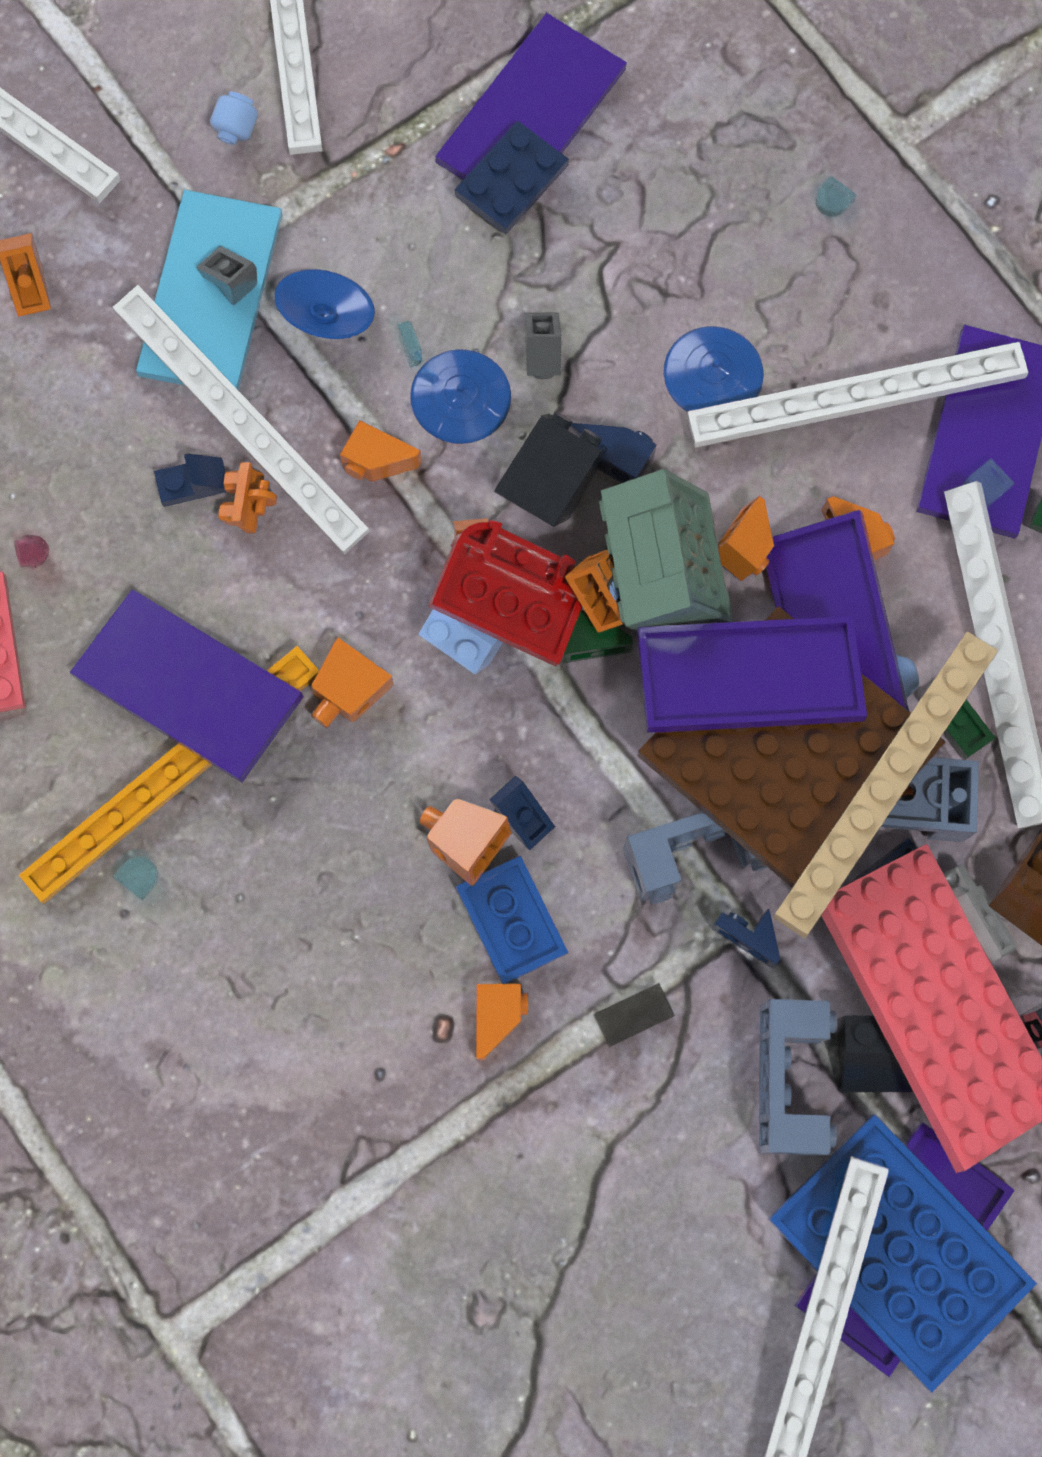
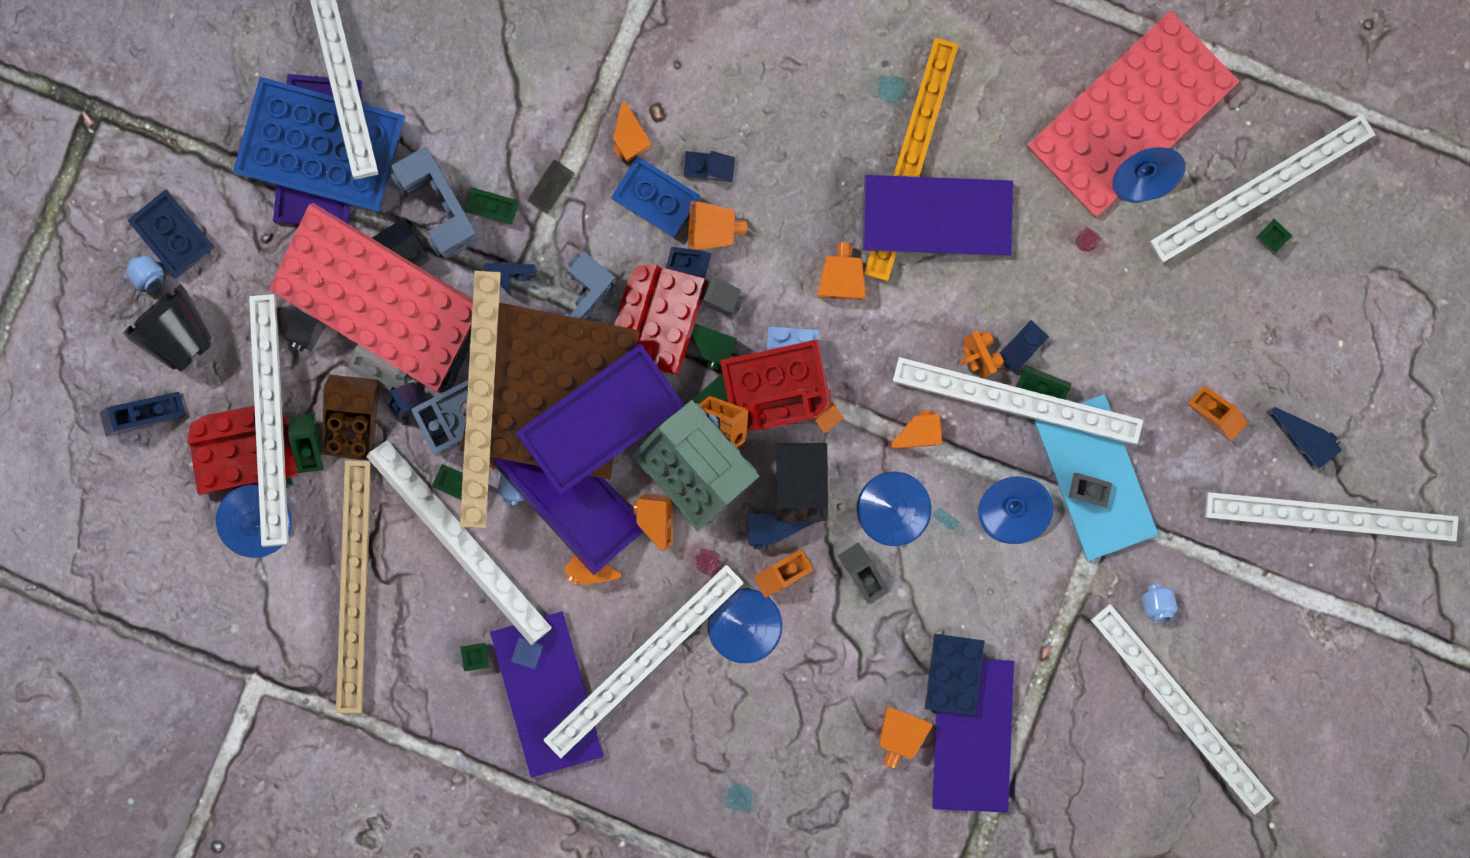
camera: 150 degrees right, 10 degrees up
(198, 421) = (1043, 383): none -> dark green plate
(422, 918) = (709, 166): none -> dark blue slope
(507, 745) = (723, 296): none -> dark grey slope
(553, 697) = (713, 345): none -> dark green slope
(591, 769) = (664, 311): none -> plate
(611, 152) = (901, 735): none -> orange torso
(635, 395) = (783, 573): none -> orange slope
(713, 461) = (707, 561): none -> clear pink plate
(723, 1035) = (491, 206): none -> dark green plate
(970, 854) = (403, 400): none -> dark blue slope

